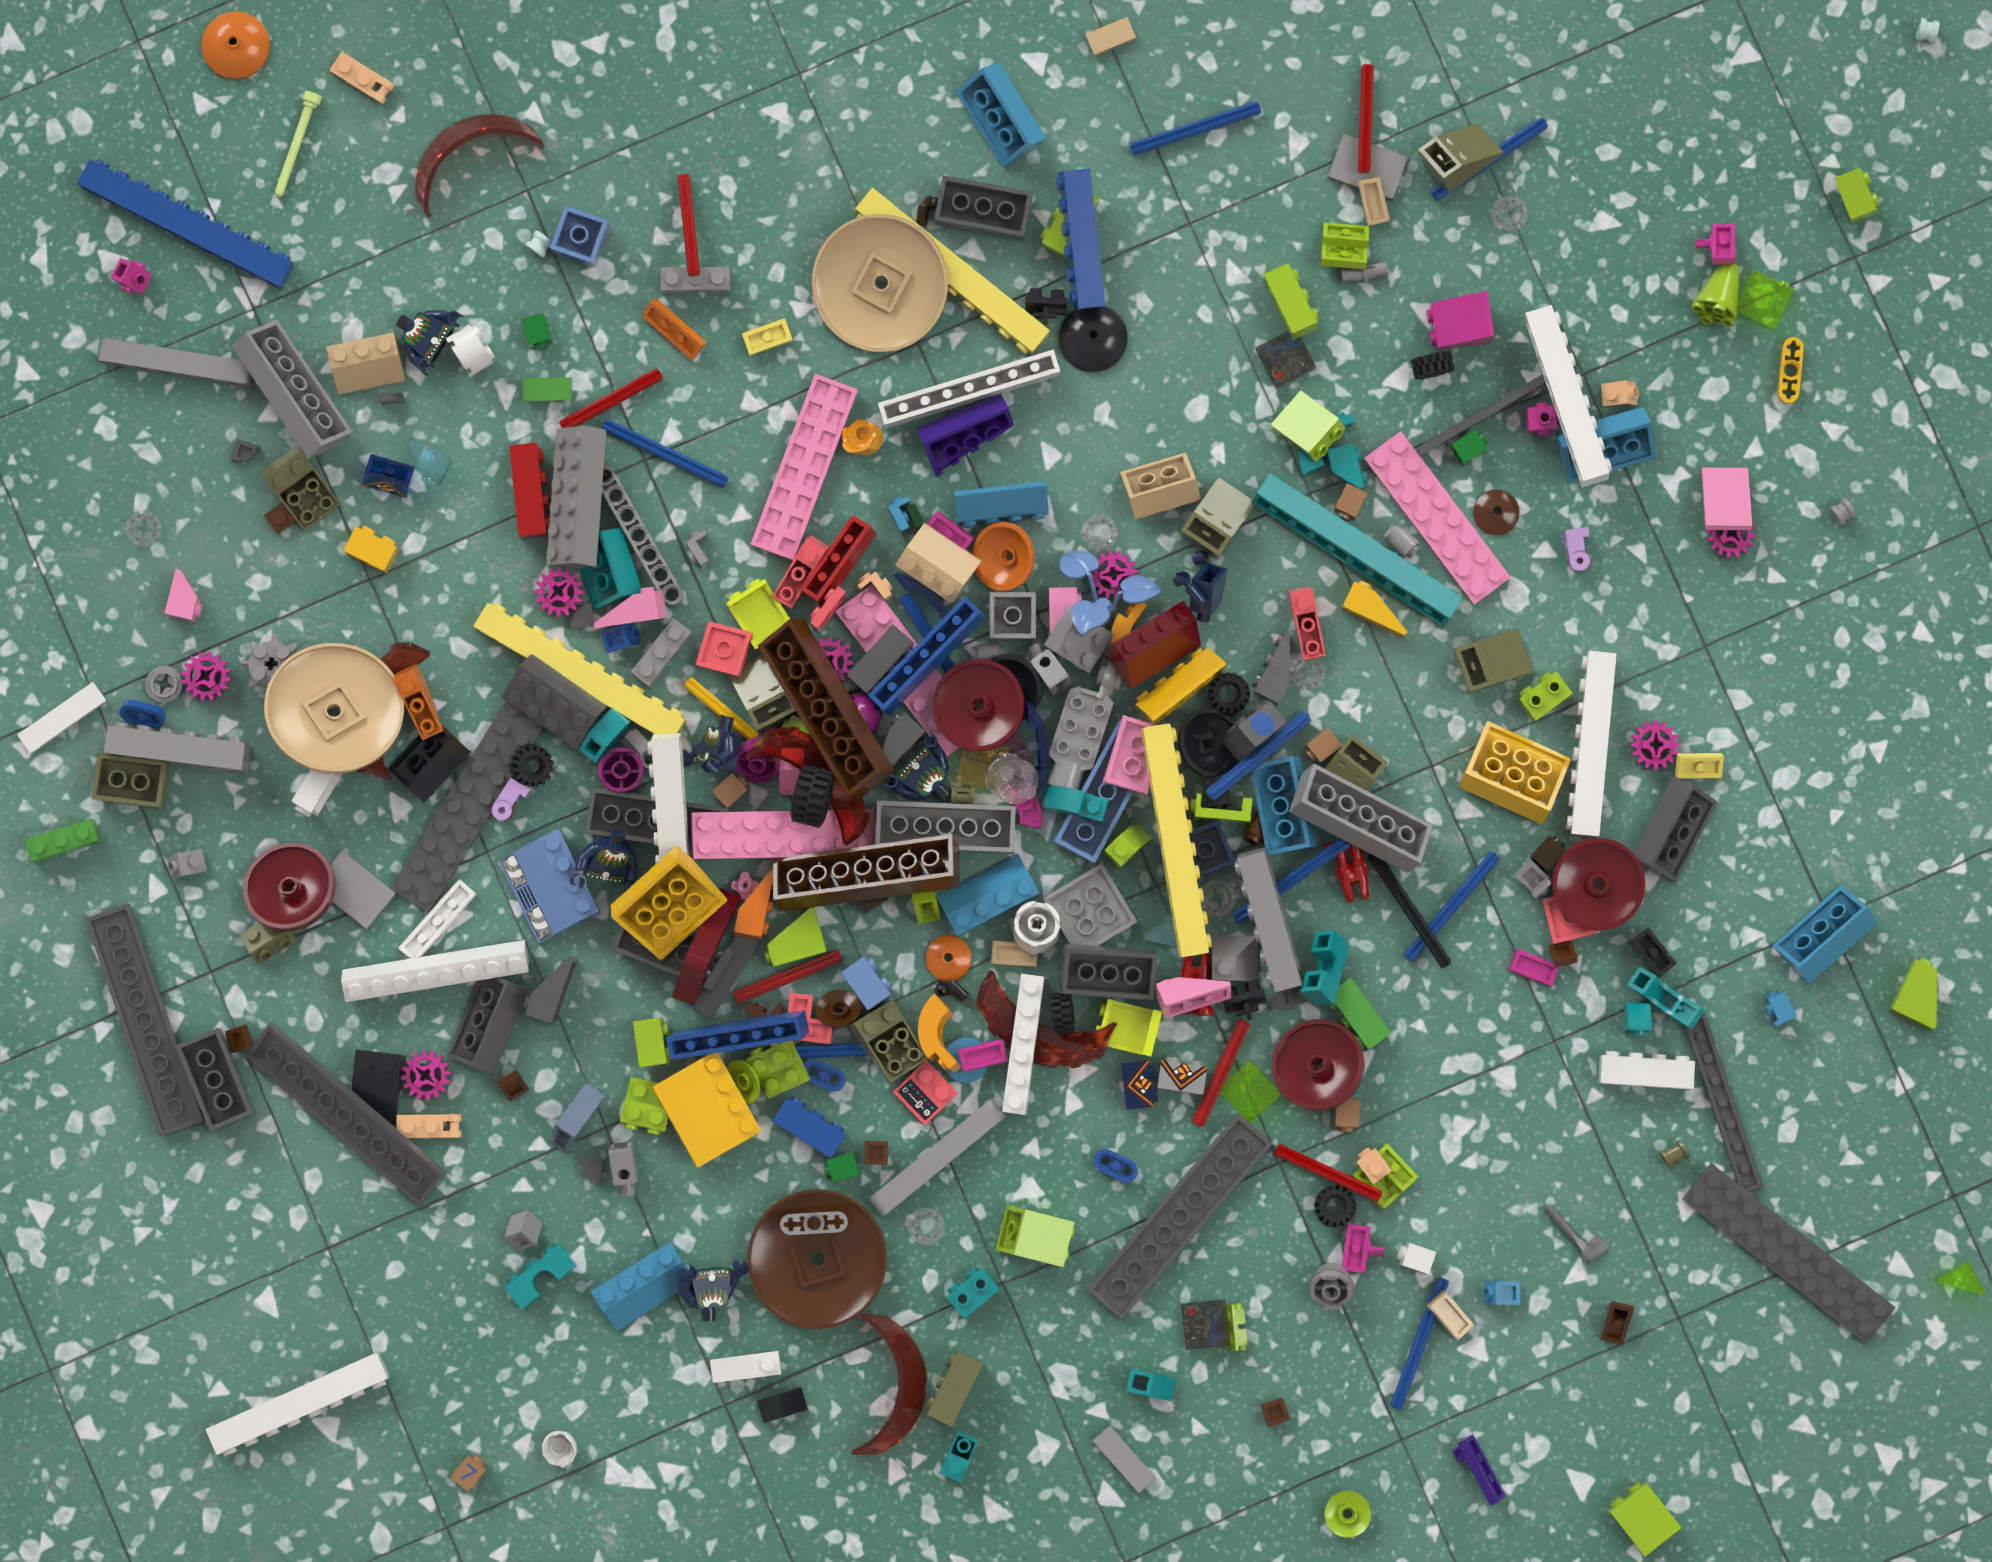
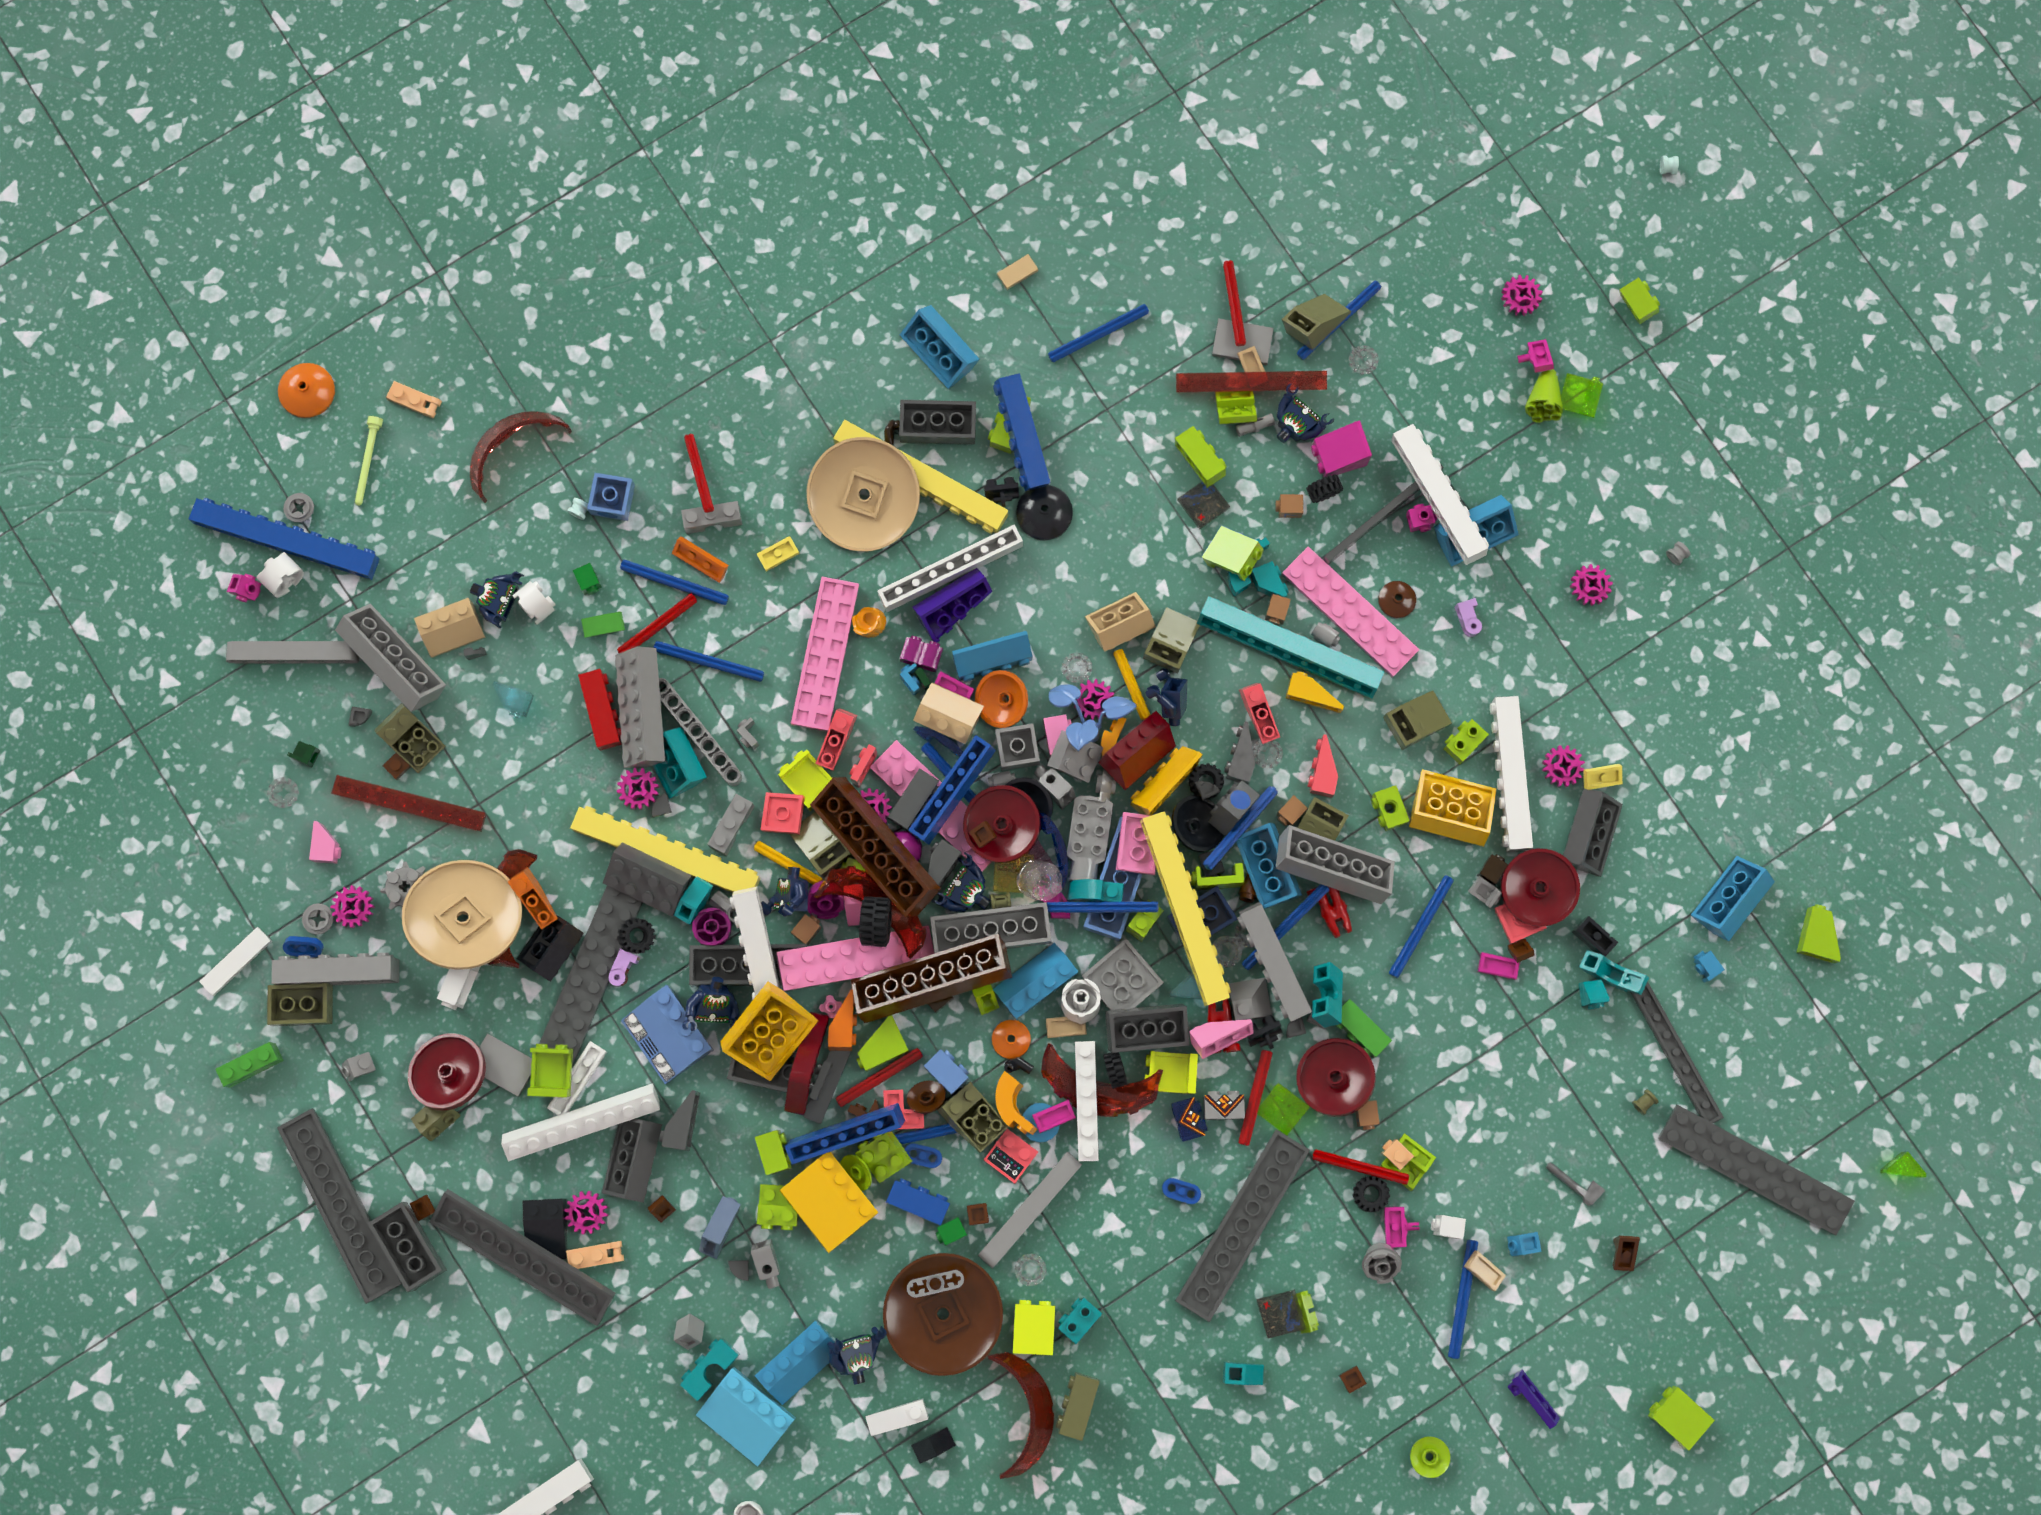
camera: 15 degrees left, 5 degrees down
(175, 486) = (305, 754): none -> dark green panel
(176, 268) = (280, 574): none -> white brick
(197, 186) = (290, 507): none -> light grey gear
(288, 565) = (409, 803): none -> clear red plate
(371, 549) = (475, 778): yellow brick -> none
(388, 476) = (481, 715): clear blue brick -> none
(409, 906) = (551, 1071): none -> lime panel
(573, 1336) = (745, 1416): none -> medium azure slope
(620, 637) = (695, 817): blue bracket -> none
(636, 608) = (704, 790): bright pink slope -> none
(639, 351) = (674, 582): none -> blue axle
(838, 560) = (866, 723): red brick -> none
(882, 586) = (905, 740): light nougat bracket -> none
(918, 486) = (922, 654): none -> magenta brick
(918, 1292) = (1034, 1328): none -> neon yellow panel
(954, 714) = (983, 834): none -> reddish brown plate
(959, 1456) = (1091, 1464): teal slope -> none
(1035, 1236) = (1124, 1262): lime slope -> none
(1079, 822) = (1079, 907): none -> blue axle
(1124, 1459) = (1232, 1442): light grey tile -> none
(1161, 563) = (1131, 684): none -> yellow axle
(1227, 704) = (1206, 789): none -> dark grey tile
(1368, 219) = (1251, 381): none -> clear red plate
(1371, 709) = (1325, 773): none -> coral slope
(1387, 378) = (1289, 506): none -> medium nougat brick
(1410, 911) = (1388, 935): black axle -> none
(1416, 274) = (1298, 419): none -> dark blue torso
(1440, 747) = (1392, 797): none -> lime brick
(1469, 447) = (1366, 550): green brick -> none
(1619, 393) = (1479, 488): light nougat bracket -> none
(1646, 1071) = (1609, 1036): white brick -> none
(1710, 158) = (1518, 287): none -> dark pink gear
(1726, 499) = (1583, 557): bright pink tile -> none
(1782, 376) = (1620, 459): yellow beam -> none

